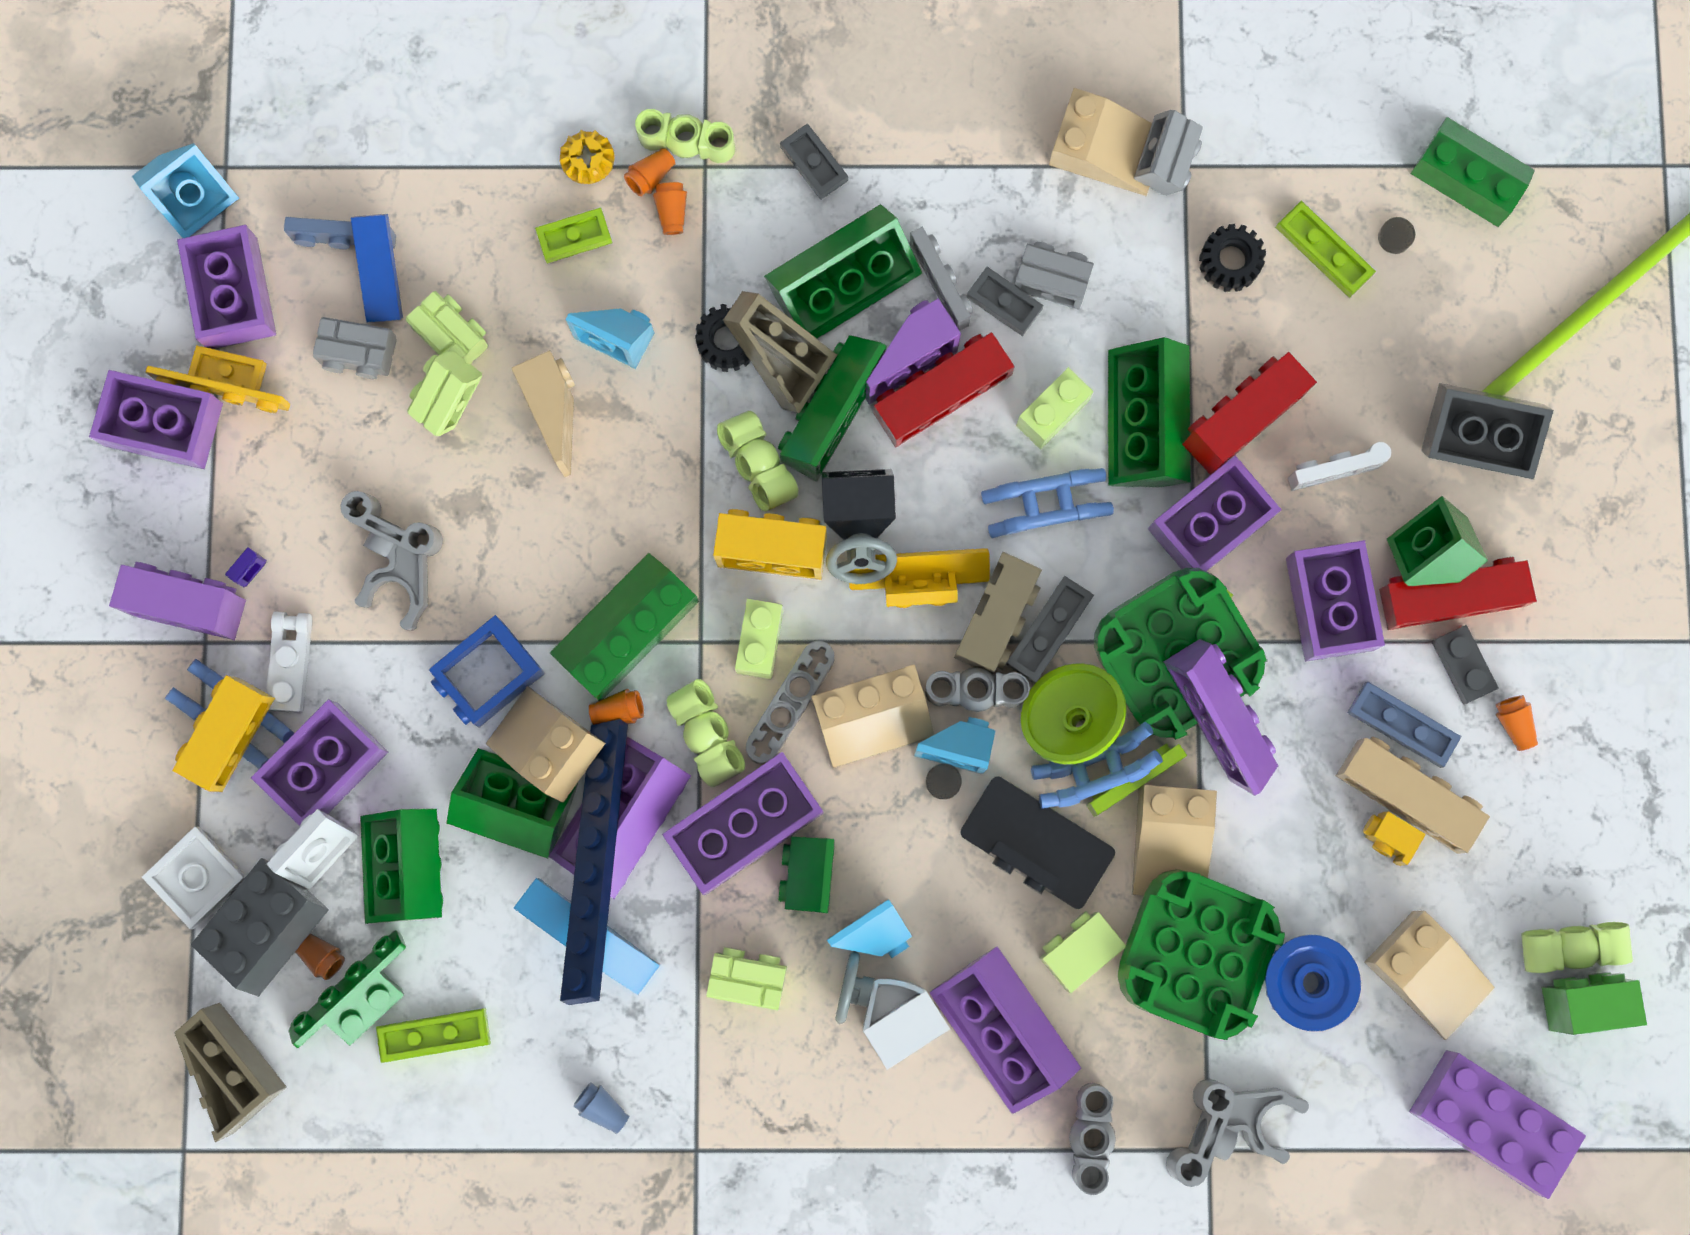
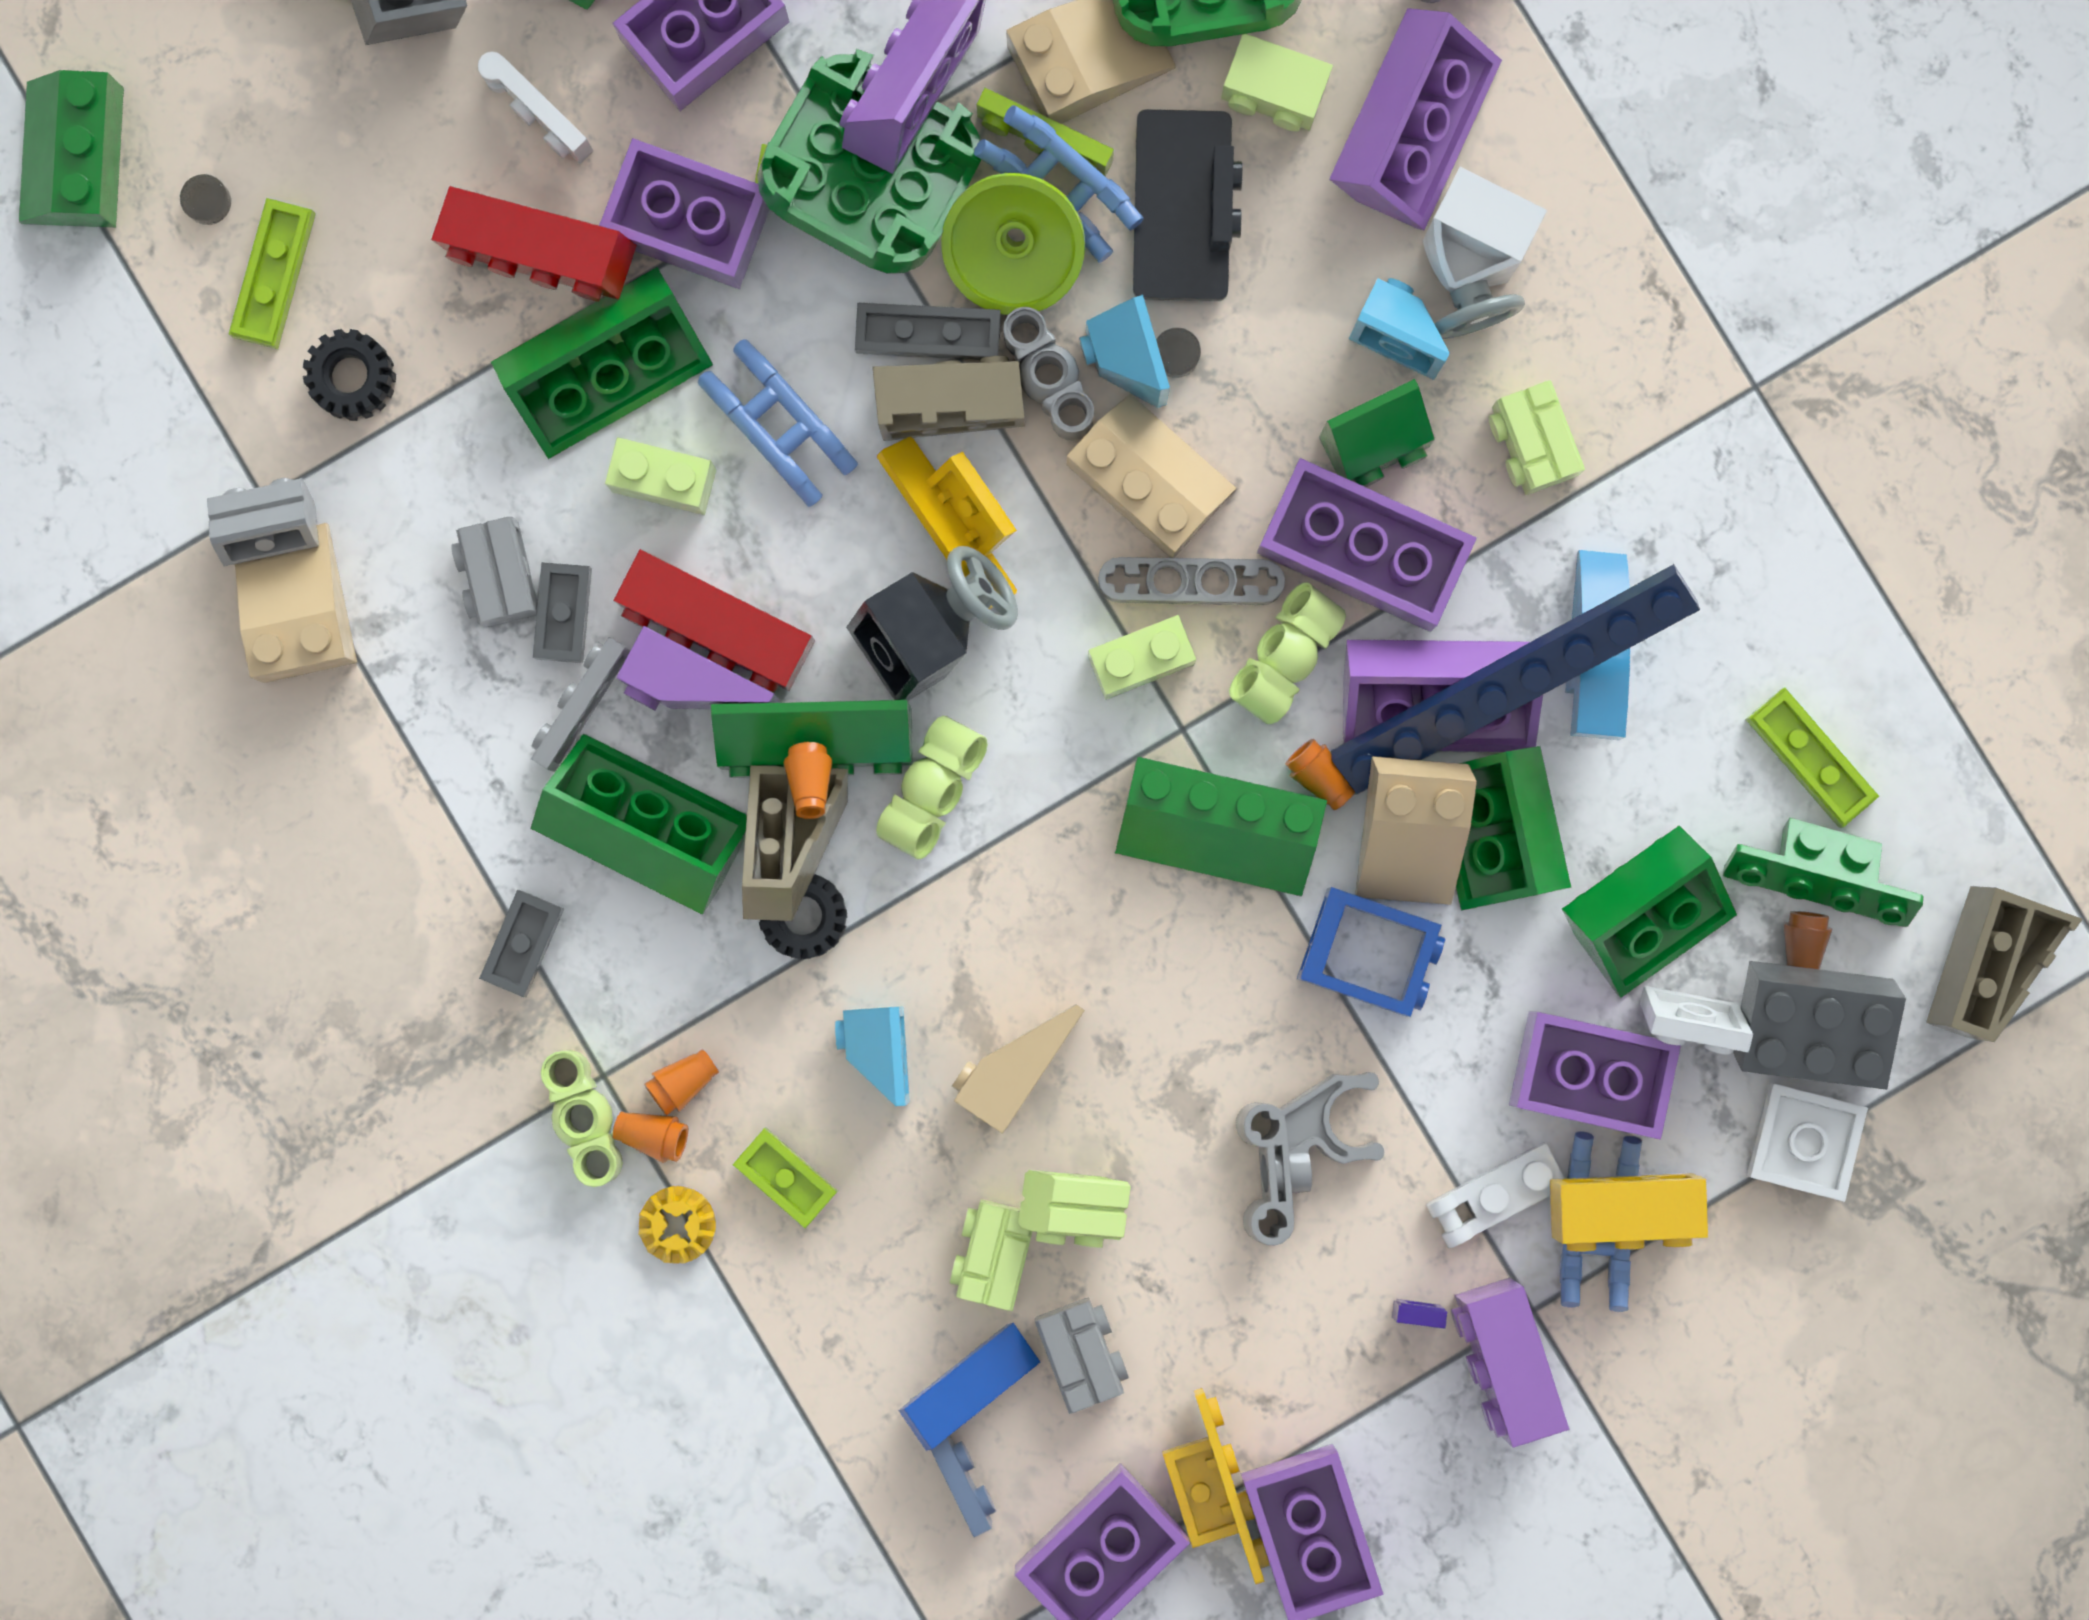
camera: 120 degrees left, 5 degrees up
(600, 1108) = (1777, 518): sand blue cone -> none
(770, 544) = (1024, 705): yellow brick -> none
(805, 380) = (808, 777): none -> orange cone

